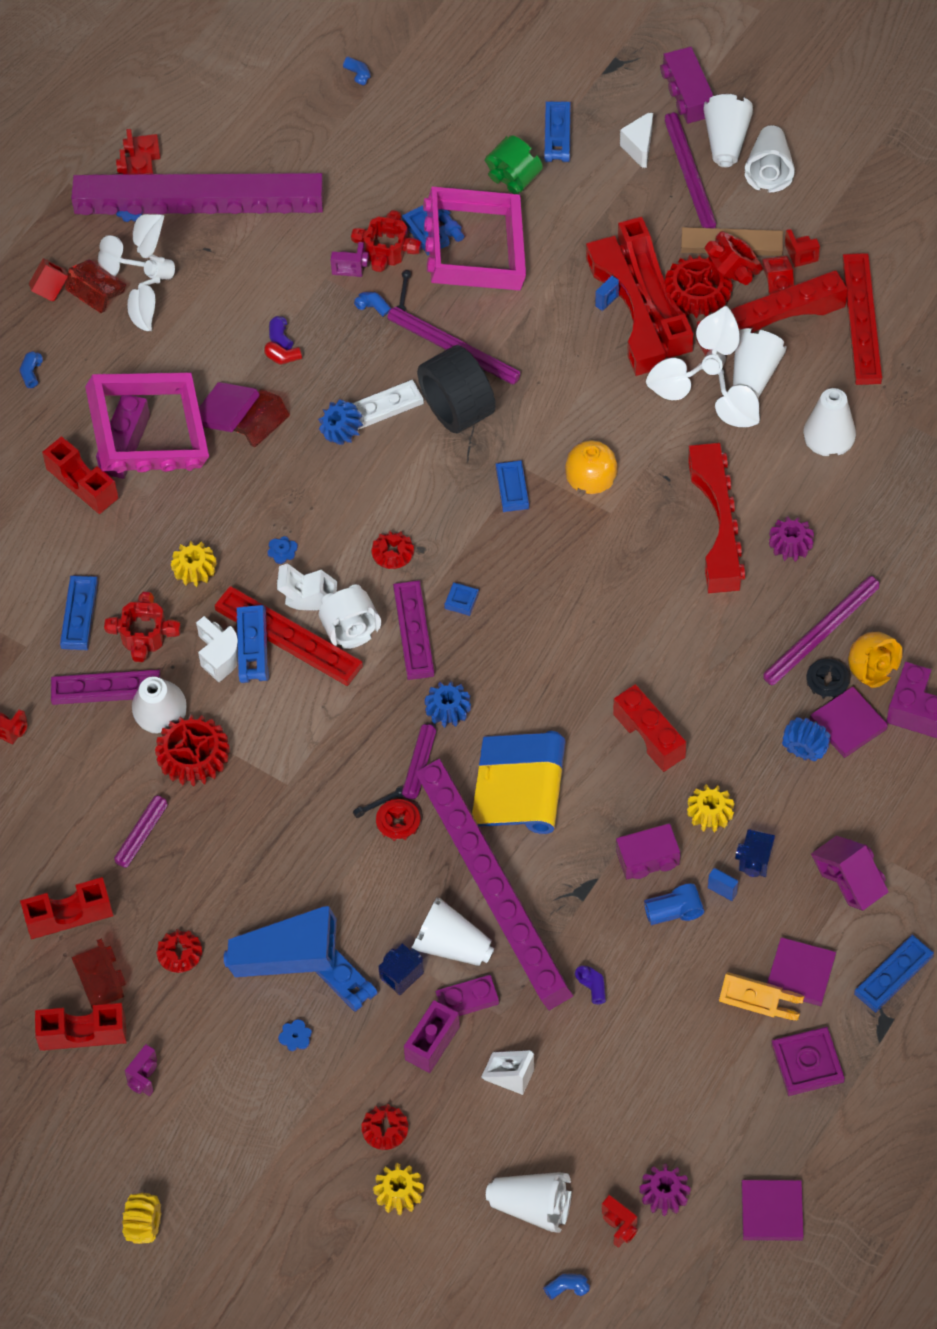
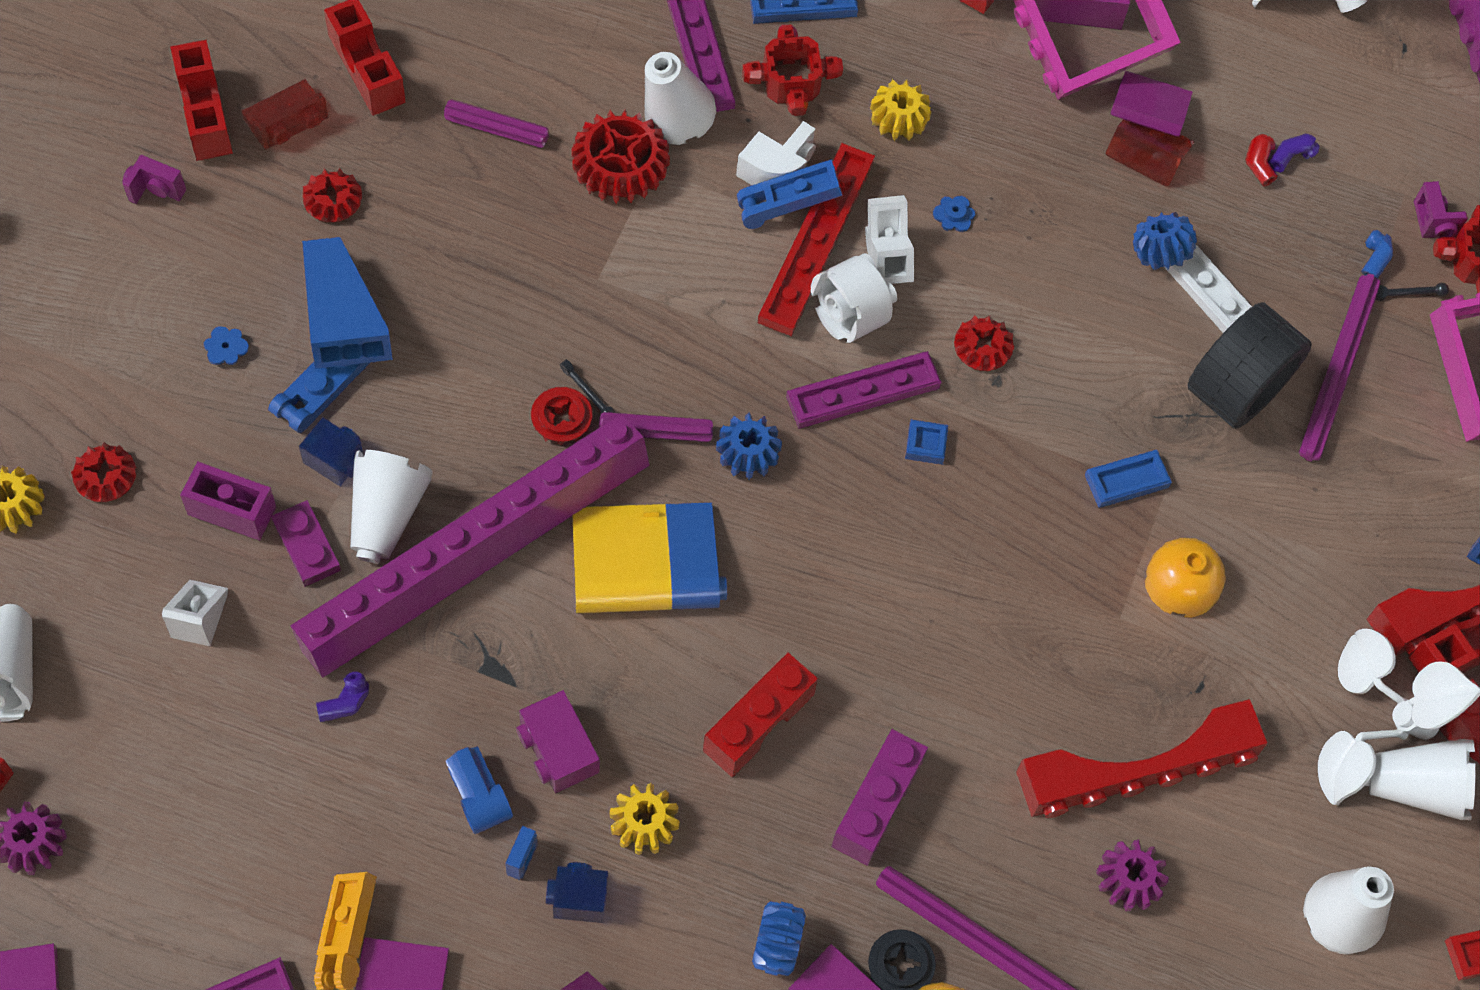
camera: 70 degrees right, 5 degrees up
(736, 678) = (879, 797): none -> magenta arch

